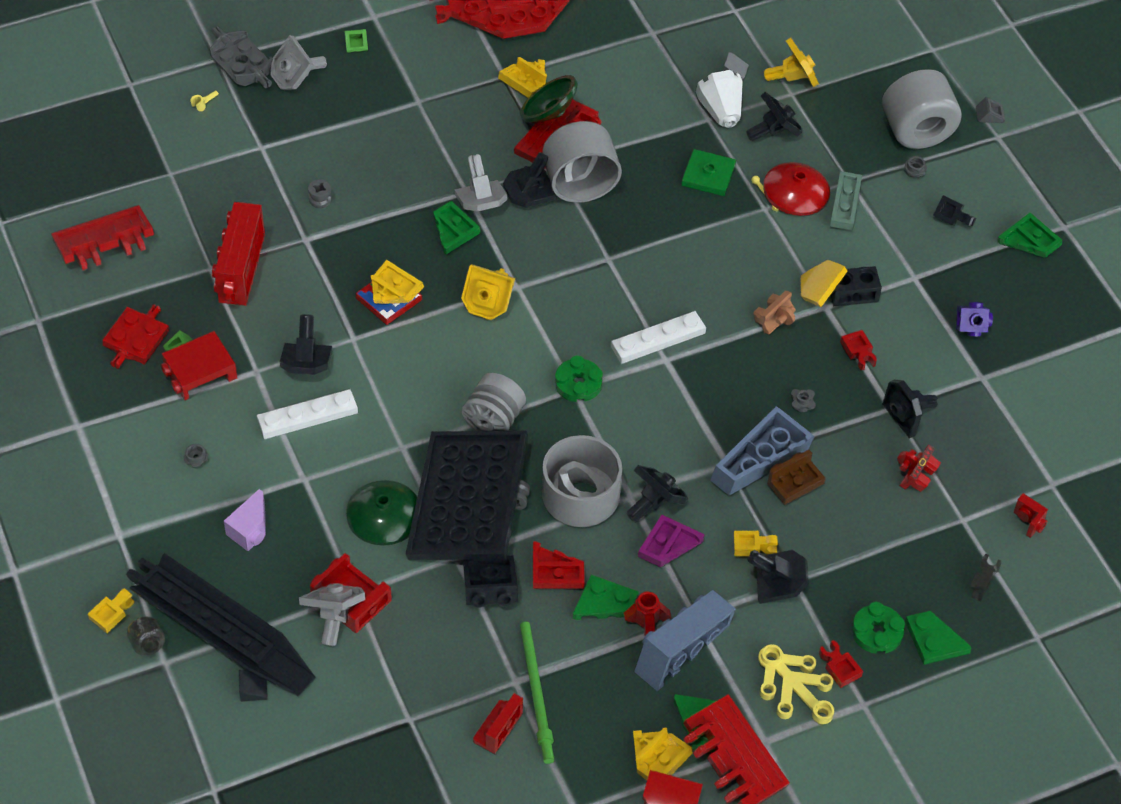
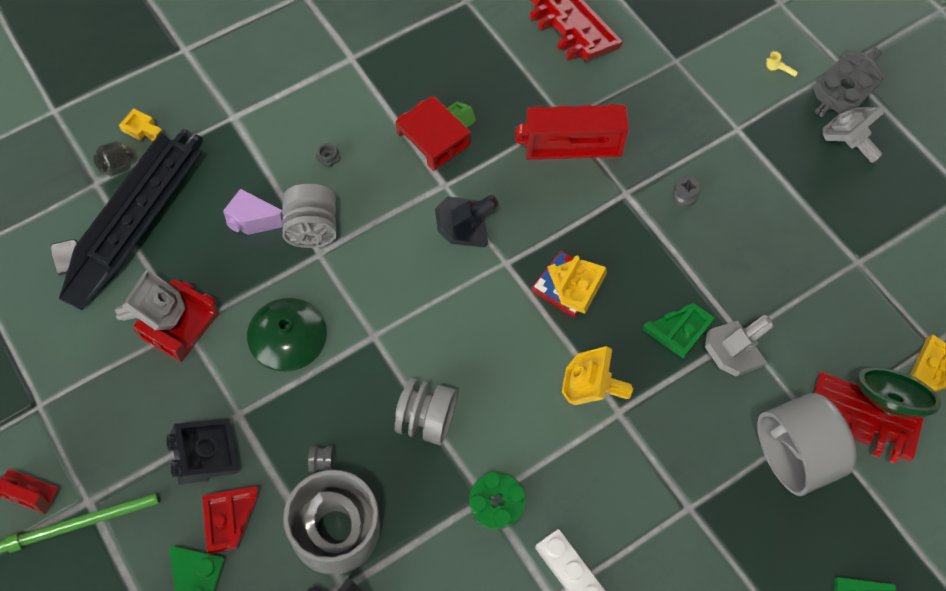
camera: 80 degrees right, 10 degrees up
(135, 336) = (462, 76): red plate -> none
(277, 467) = (309, 216): none -> light grey wheel
(307, 414) = (397, 240): white plate -> none
(356, 41) = (920, 183): bright green slope -> none
(467, 495) = (305, 408): black plate -> none
(530, 184) = (761, 392): black piece -> none

